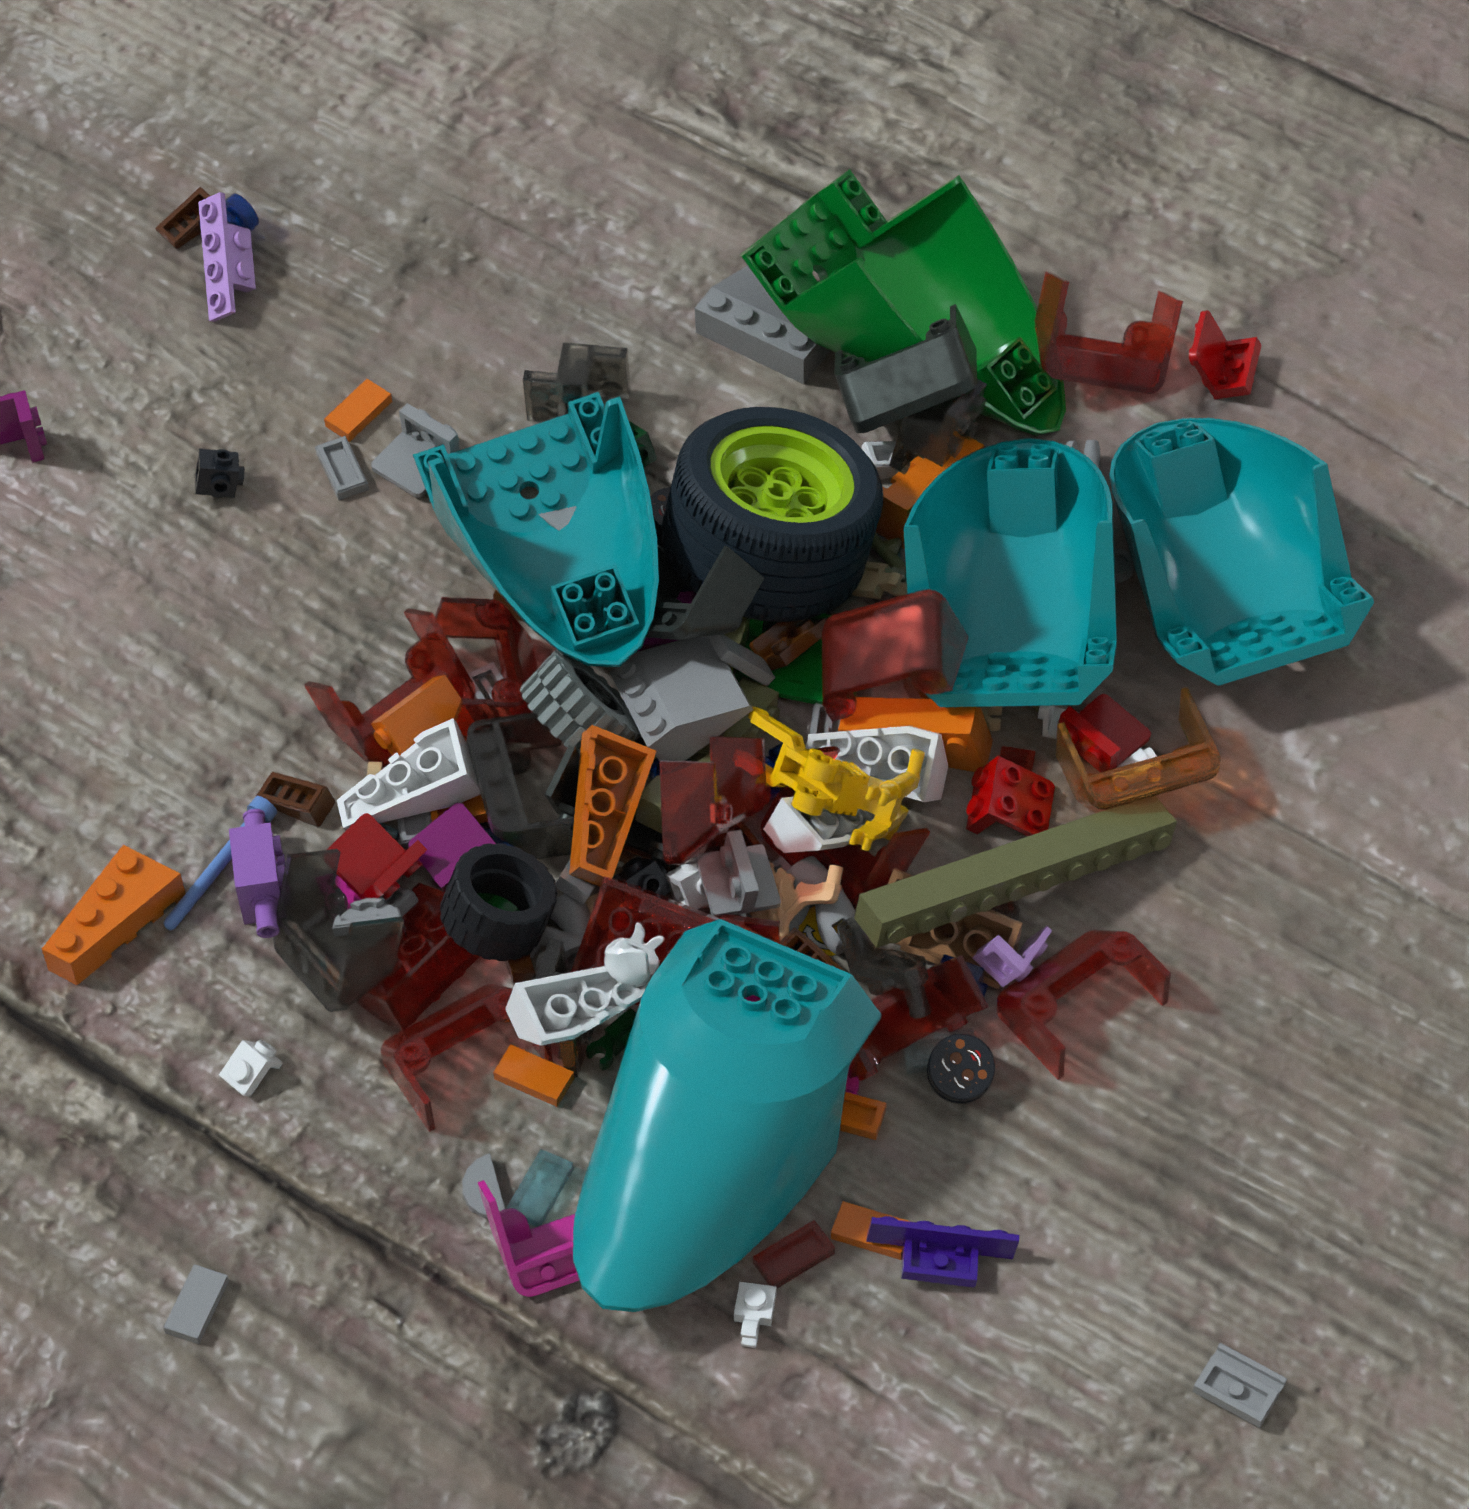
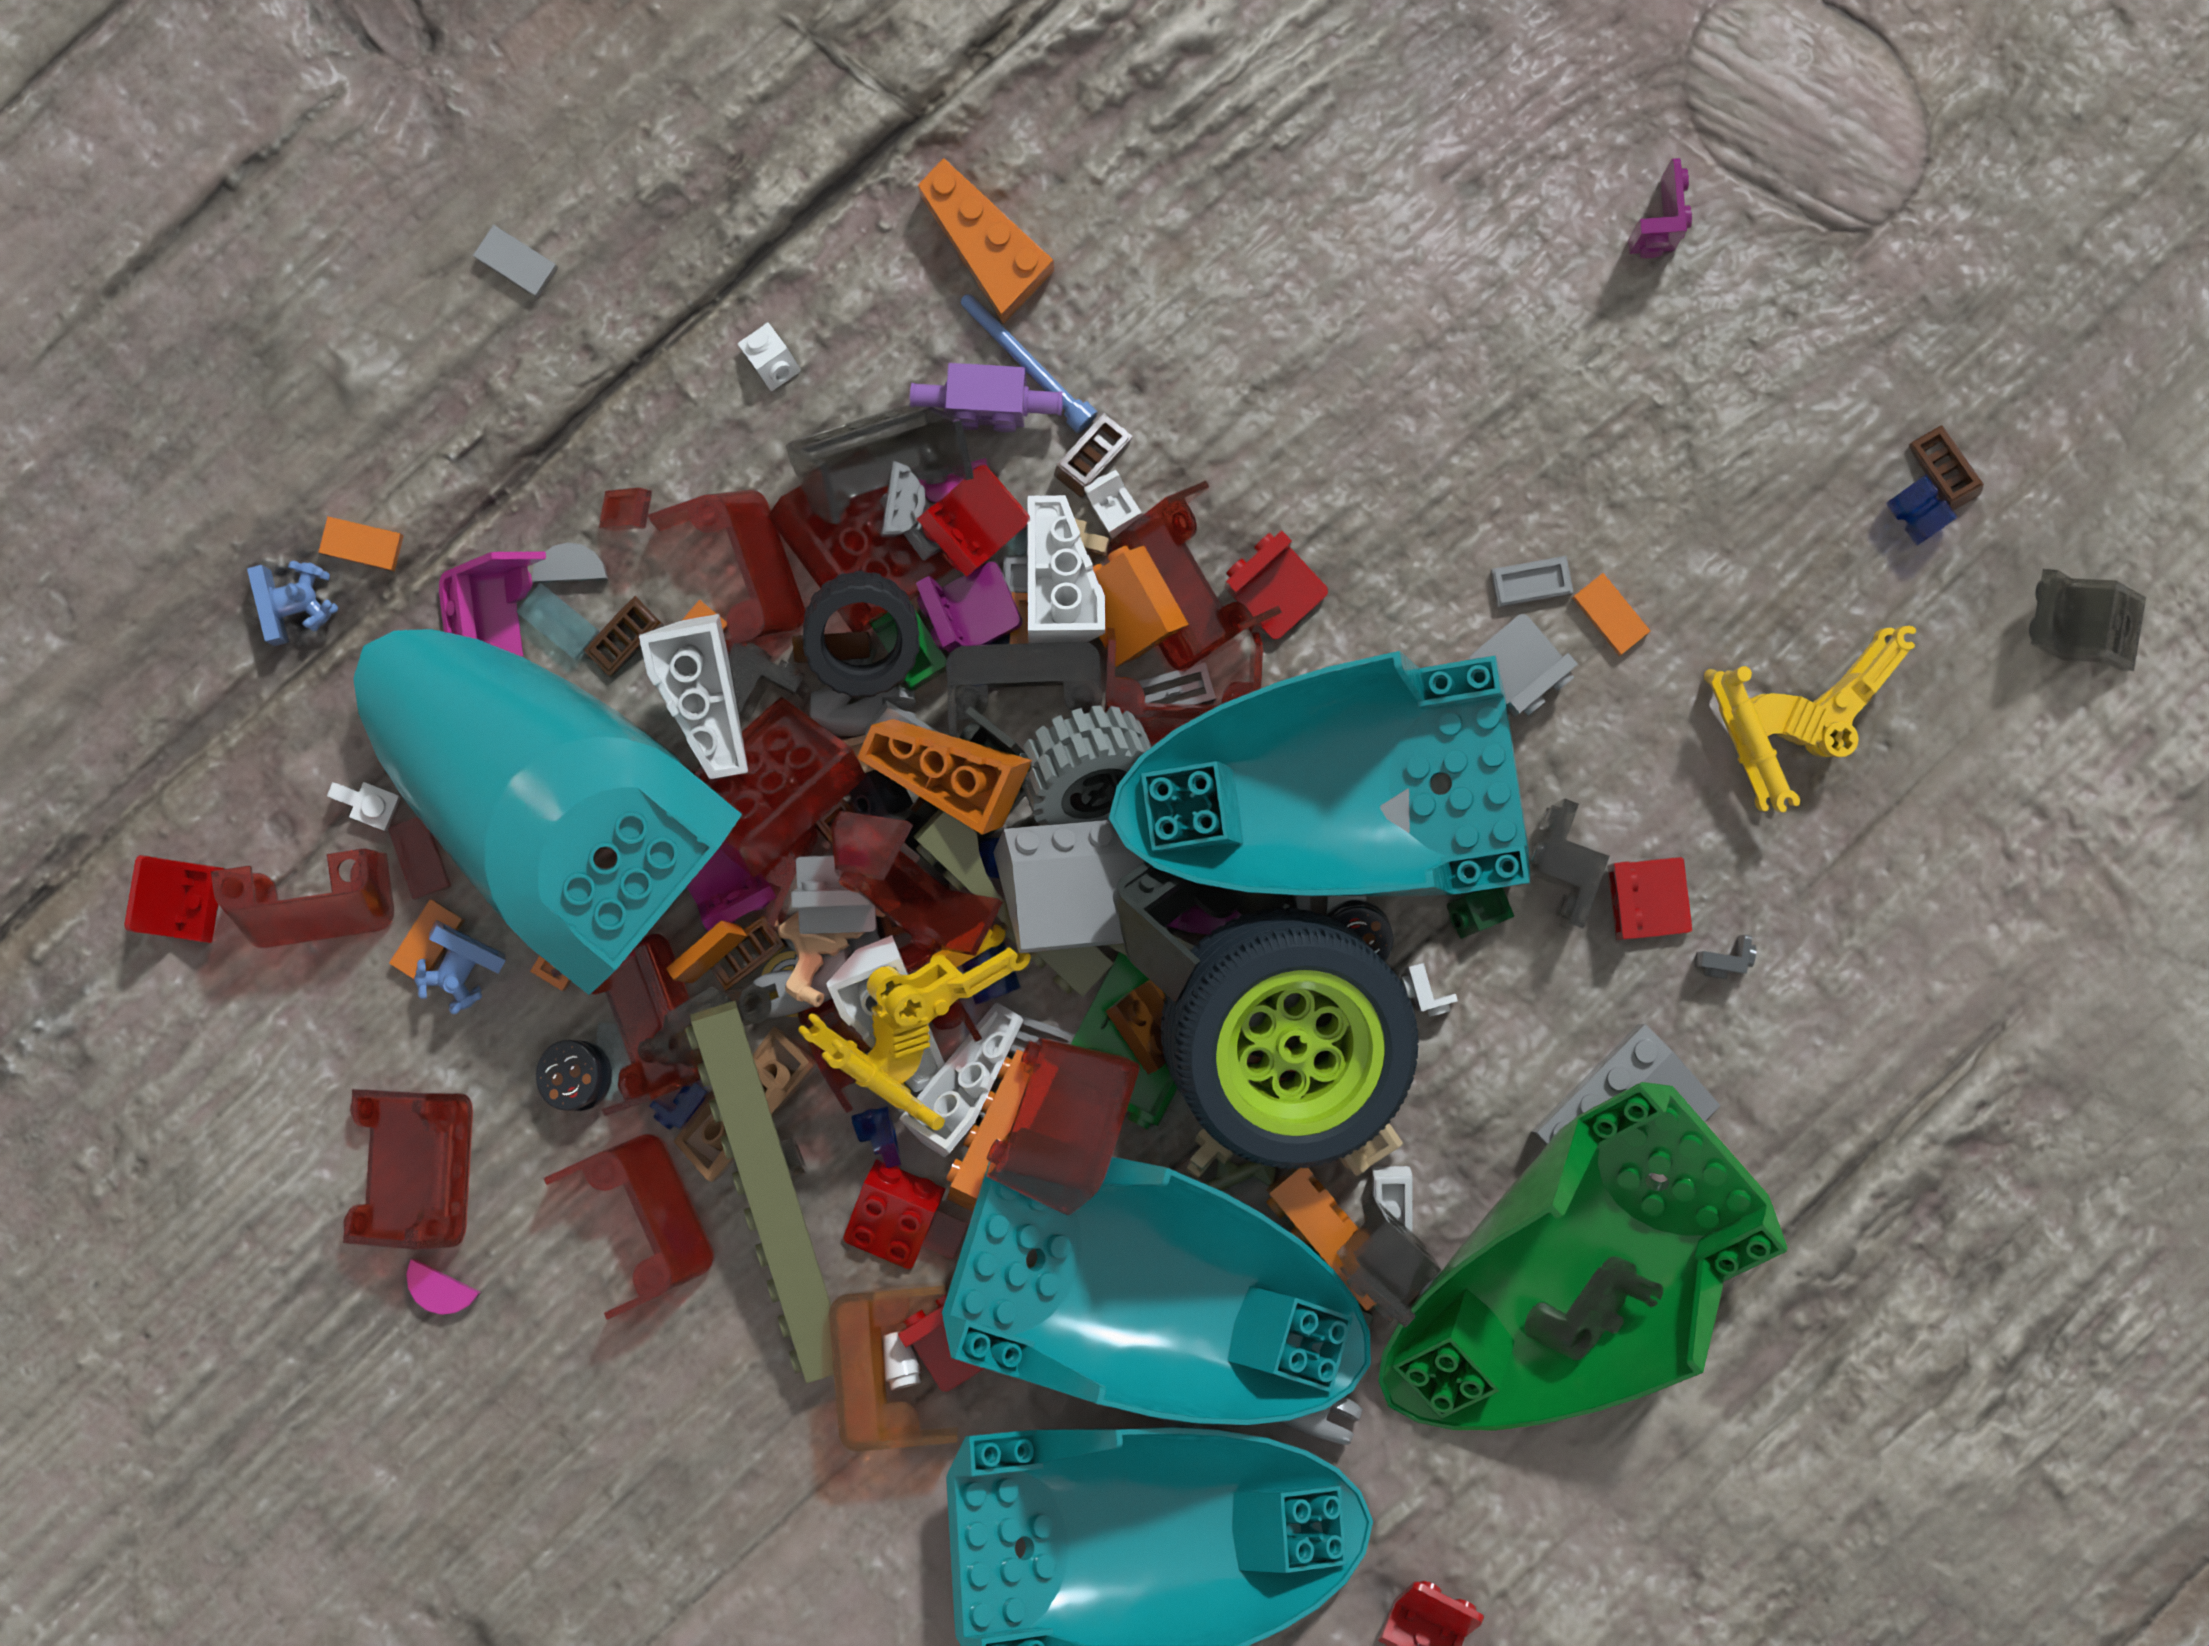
camera: 105 degrees right, 30 degrees up
(218, 473) = (1543, 439): black brick -> none
(225, 257) = (1860, 496): lavender bracket -> none
(297, 105) = (2087, 620): none -> clear smoke bracket
(338, 767) = (1112, 503): none -> white bracket
(379, 638) = (1276, 579): none -> red bracket
(421, 1139) = (625, 509): none -> clear red tile
(422, 257) = (1800, 720): none -> yellow piece
(502, 1376) = (361, 544): none -> orange tile
(535, 1110) = (613, 627): none -> reddish brown slope
(577, 1431) = (279, 602): none -> medium blue piece
(592, 328) = (1649, 898): none -> red bracket
(624, 271) = (1719, 965): none -> dark grey bracket
(632, 959) = (728, 740): white piece -> none
(742, 659) = (1114, 969): light grey tile -> none
(834, 1276) = (350, 909): none -> clear red windscreen
(889, 1438) = (172, 899): none -> red bracket
(890, 1188) = (456, 966): none -> medium blue piece
(909, 378) = (1427, 1242): pearl dark grey windscreen -> none
(931, 293) = (1592, 1311): none -> clear smoke piece
(939, 1251) = (369, 1002): dark purple bracket -> none
(940, 817) = (880, 1129): none -> clear blue bracket
(1005, 963) = (677, 1167): lavender bracket -> none
(1089, 1189) = (414, 1169): none -> clear red windscreen
(1133, 365) = (1462, 1488): clear red windscreen -> none
(1193, 1145) = (438, 1291): none -> dark pink tile
(1239, 1385) = (160, 1258): light grey plate -> none

